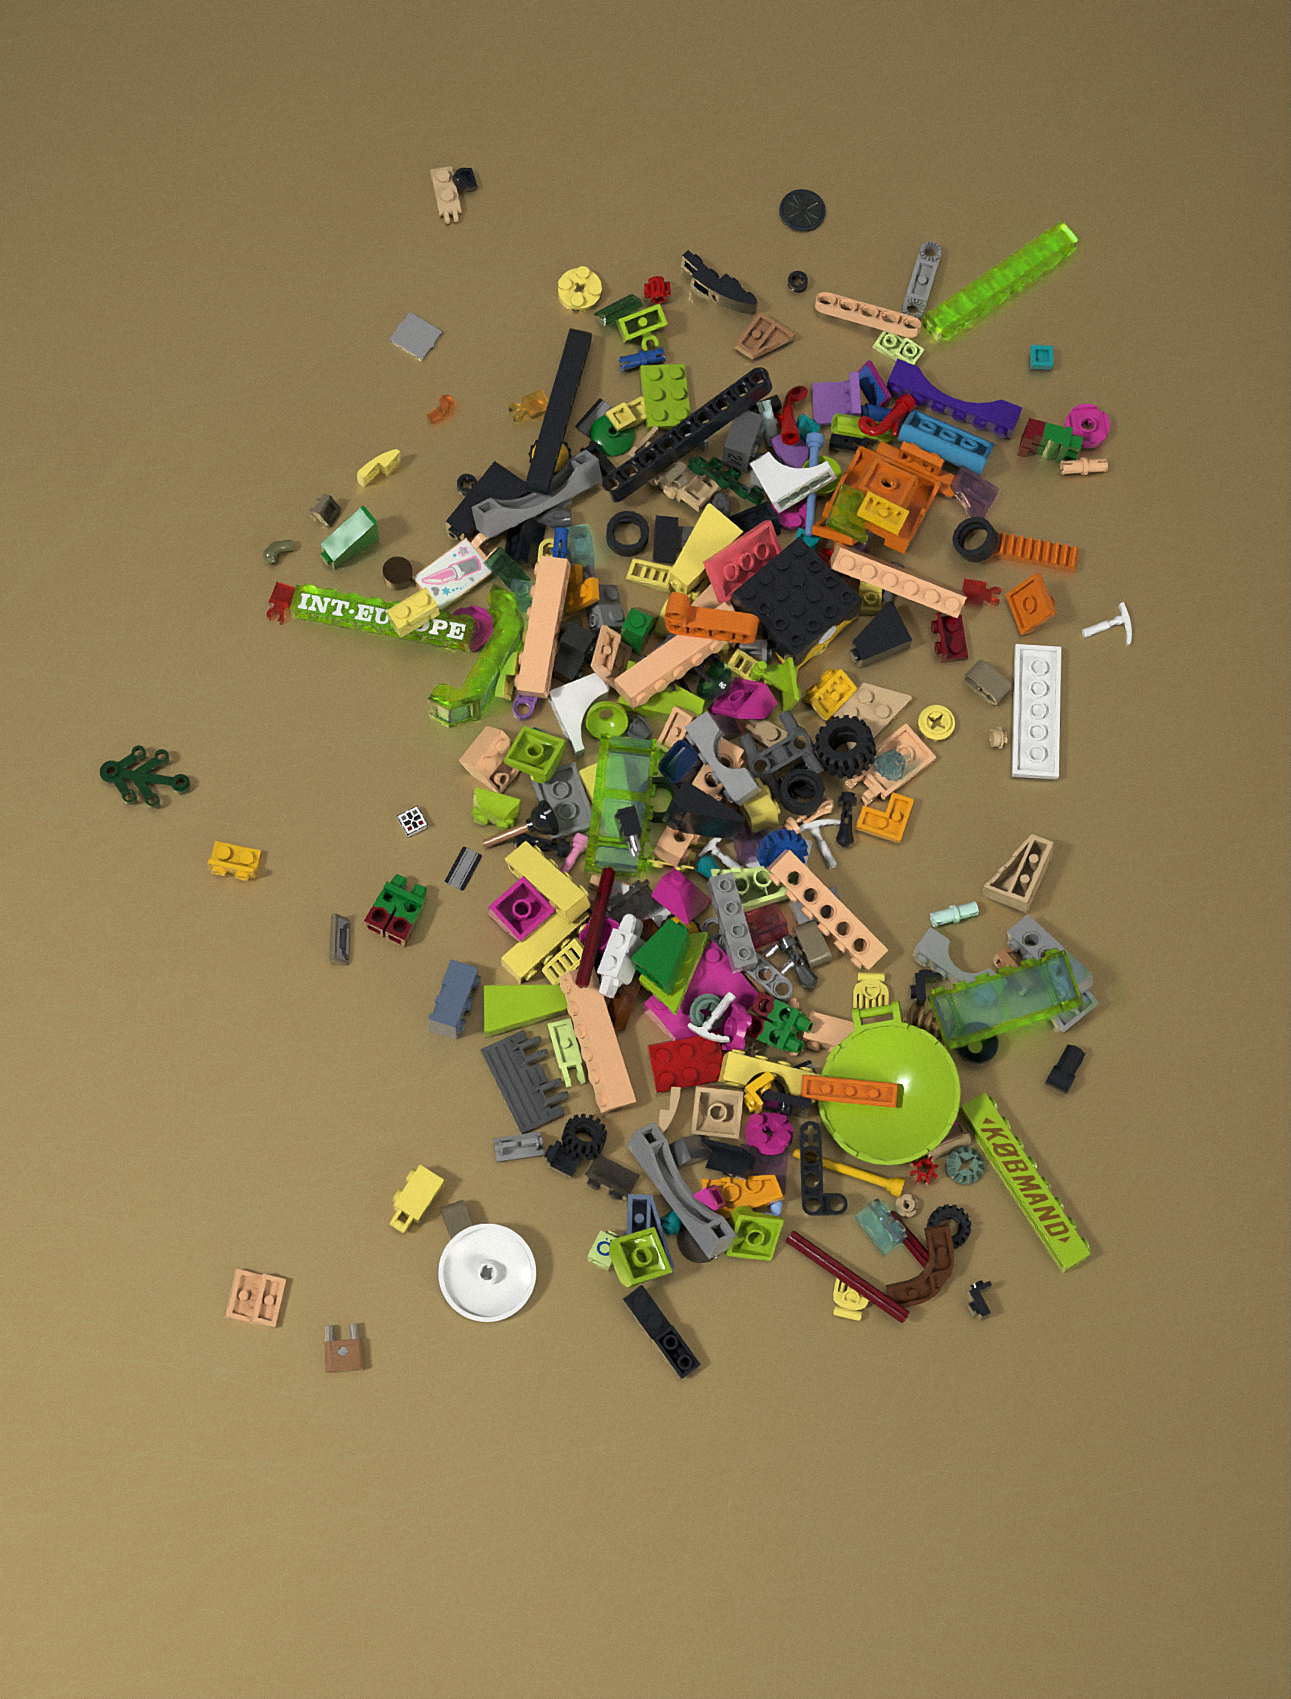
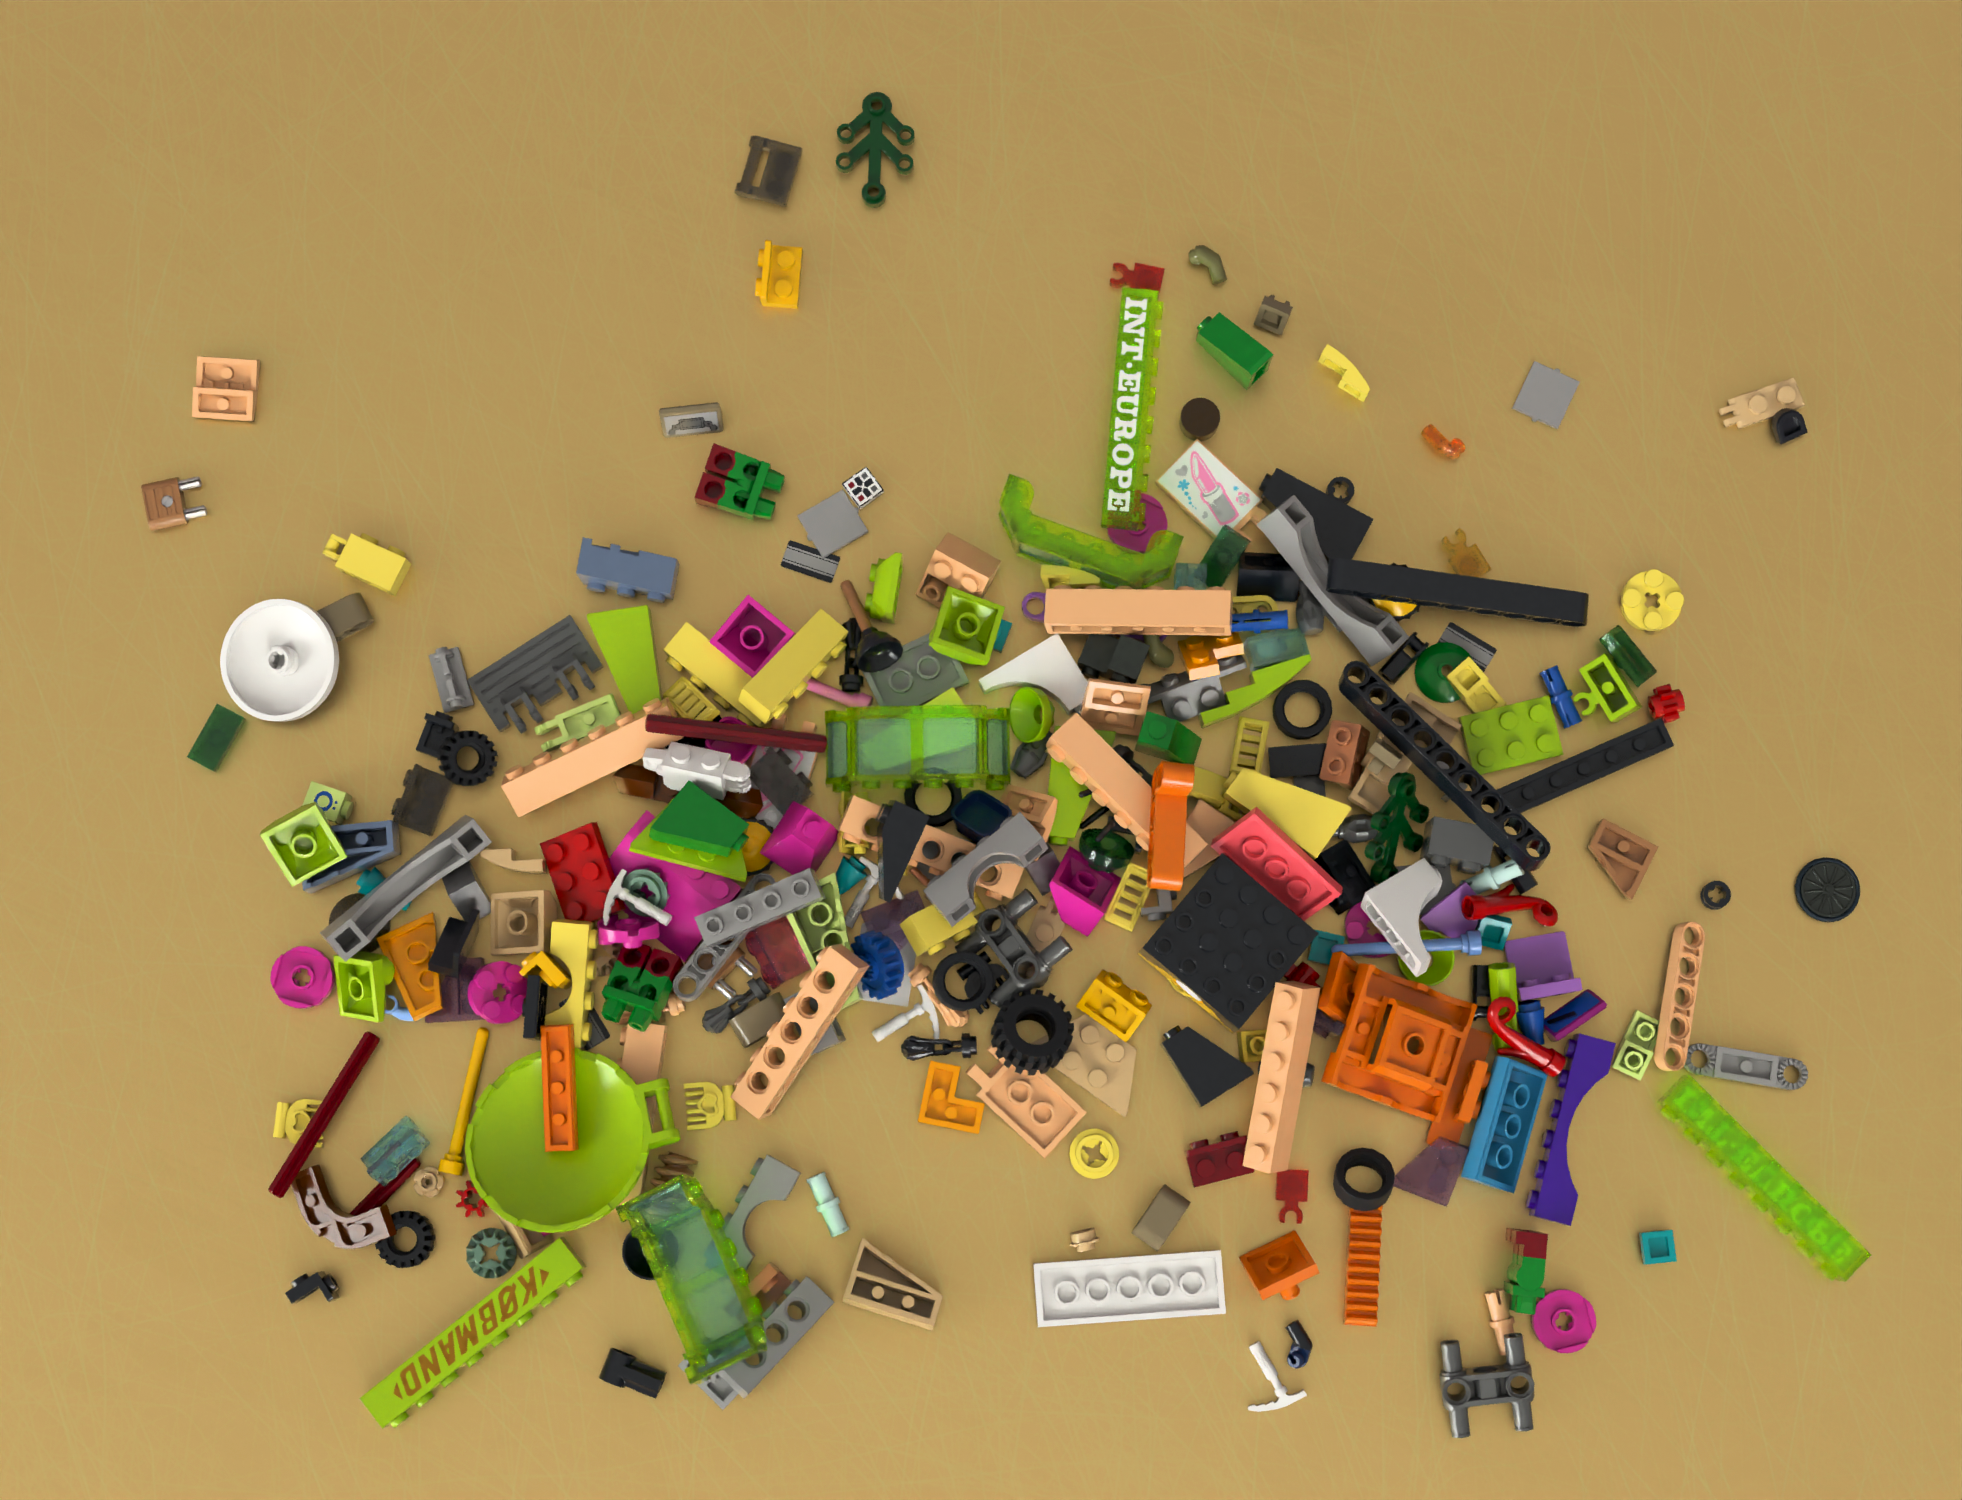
camera: 90 degrees right, 10 degrees up
(152, 851) = (778, 172): none -> clear smoke plate
(413, 612) = (1131, 439): light yellow brick -> none
(436, 847) = (832, 524): none -> light grey piece
(540, 1332) = (216, 737): none -> clear green plate
(607, 558) = (1263, 684): none -> lime slope
(629, 828) = (860, 755): black piece -> none
(660, 1332) = (226, 890): black slope -> none
(665, 508) = (1344, 753): none -> nougat bracket
(694, 346) = (1587, 766): none -> black plate
(711, 1197) = (401, 926): dark pink slope -> none
(723, 290) = (1681, 794): black slope -> none
(732, 1272) = (288, 988): none -> dark pink plate
(783, 677) = (1120, 937): lime plate -> none
(817, 1169) = (456, 1058): black beam -> none
(844, 514) = (1356, 995): clear neon green wing -> none
(883, 513) = (1362, 1041): yellow bracket -> none
(890, 765) = (1014, 1095): clear light blue piece -> none
(917, 990) = (715, 1165): black bracket -> none
(1087, 601) = (1300, 1347): none -> arm
(1127, 480) = (1487, 1385): none -> dark grey piece

